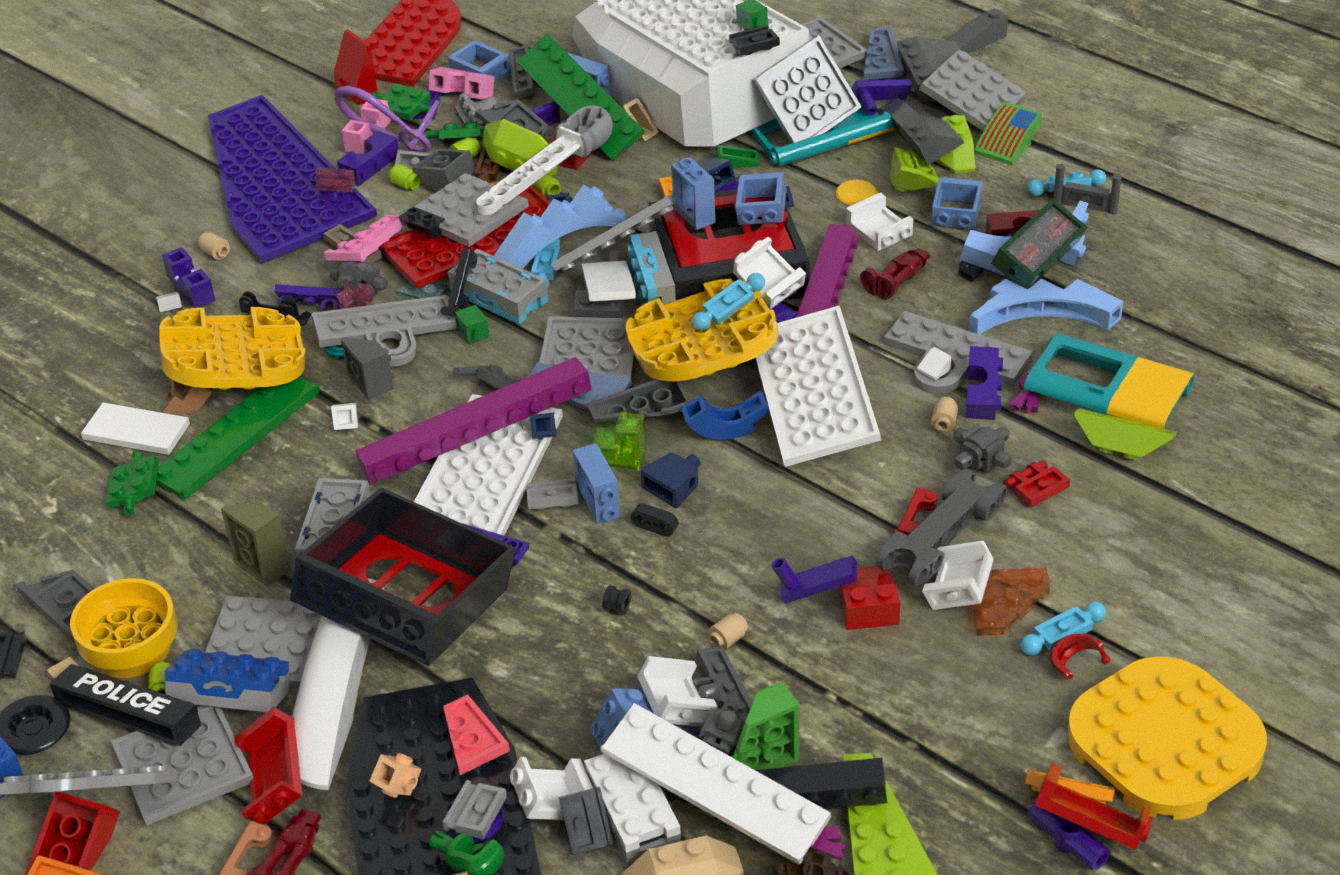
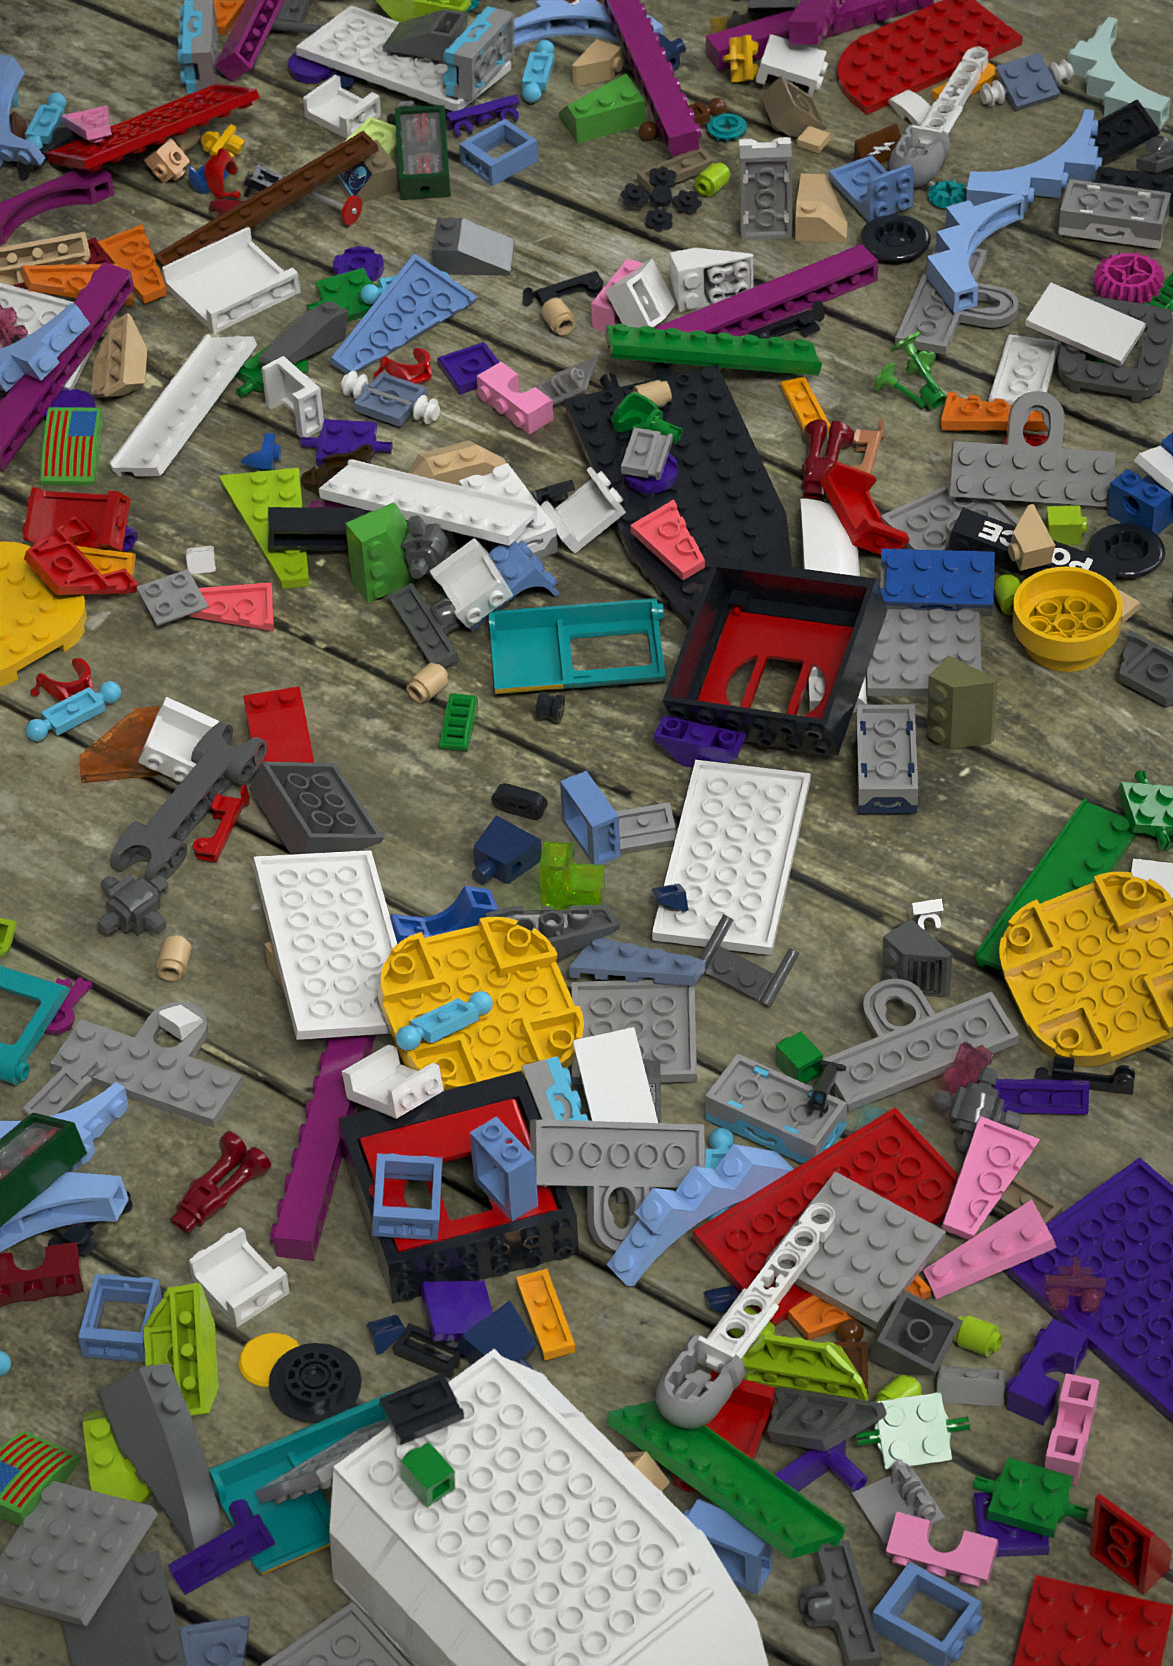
camera: 175 degrees right, 5 degrees up
(76, 753) = (1066, 524): none -> lime brick
(127, 680) = (1031, 542): none -> tan slope
(367, 208) = (995, 1249): none -> bright pink wing
(395, 775) = (730, 484): light nougat brick -> none
(417, 134) = (1031, 1352): medium lavender animal -> none
(422, 221) = (914, 1201): black hinge -> none
(473, 420) = (750, 884): magenta brick -> none
(617, 652) = (535, 651): none -> teal piece
(691, 606) = (462, 706): none -> green slope
(815, 579) = (335, 729): dark purple piece -> none
(827, 175) = (315, 1373): none -> black wheel
(831, 519) = (313, 808): none -> dark grey slope
(914, 731) = (239, 605): none -> coral wing
(957, 795) = (200, 559): none -> white slope
(980, 731) = (171, 597): none -> light grey hinge
(983, 398) = (116, 995): dark purple arch -> none
(1018, 325) = (63, 1088): none -> light grey hinge
(1041, 485) = (70, 871): red plate -> none
(1093, 744) = (67, 568): none -> red wing

